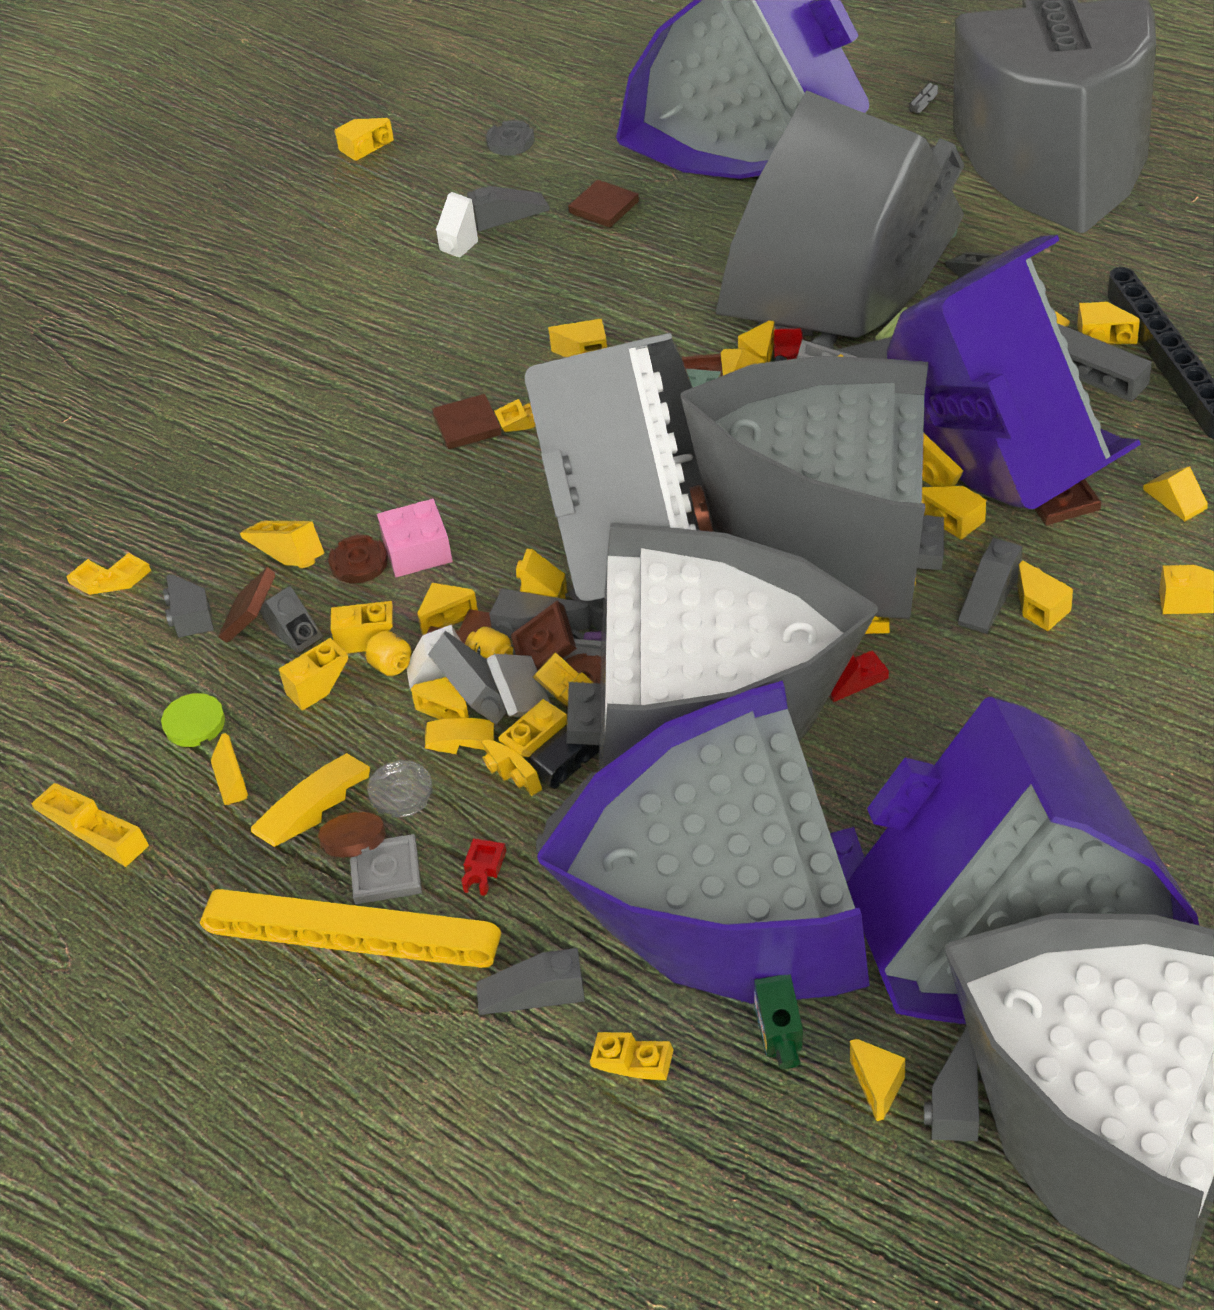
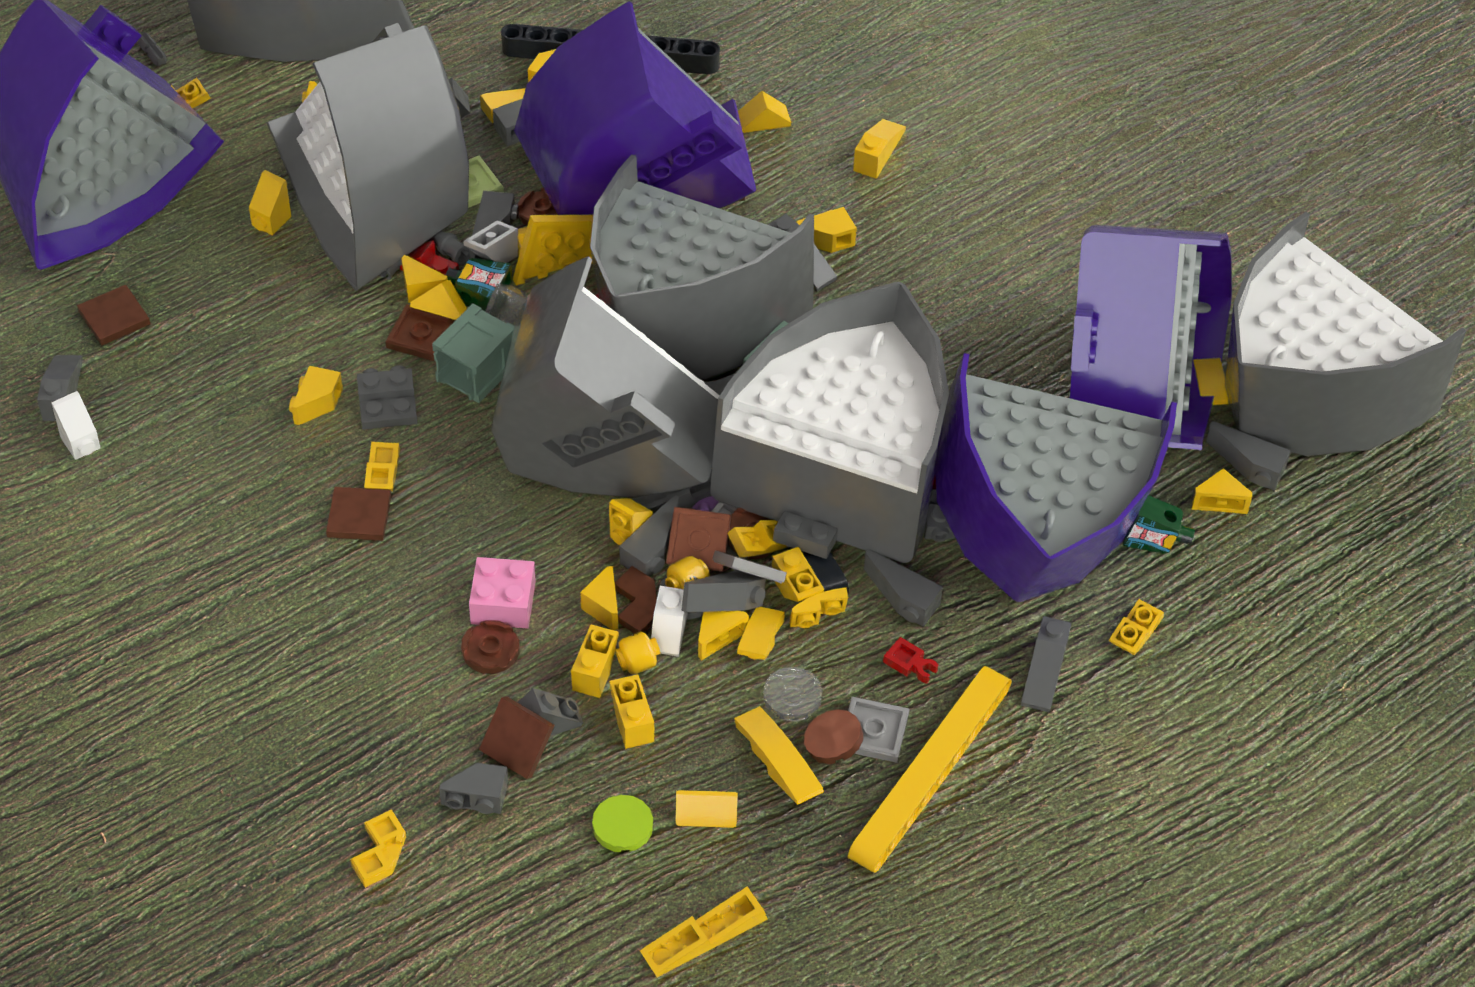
camera: 75 degrees left, 5 degrees up
(286, 541) = (440, 689): yellow slope -> none

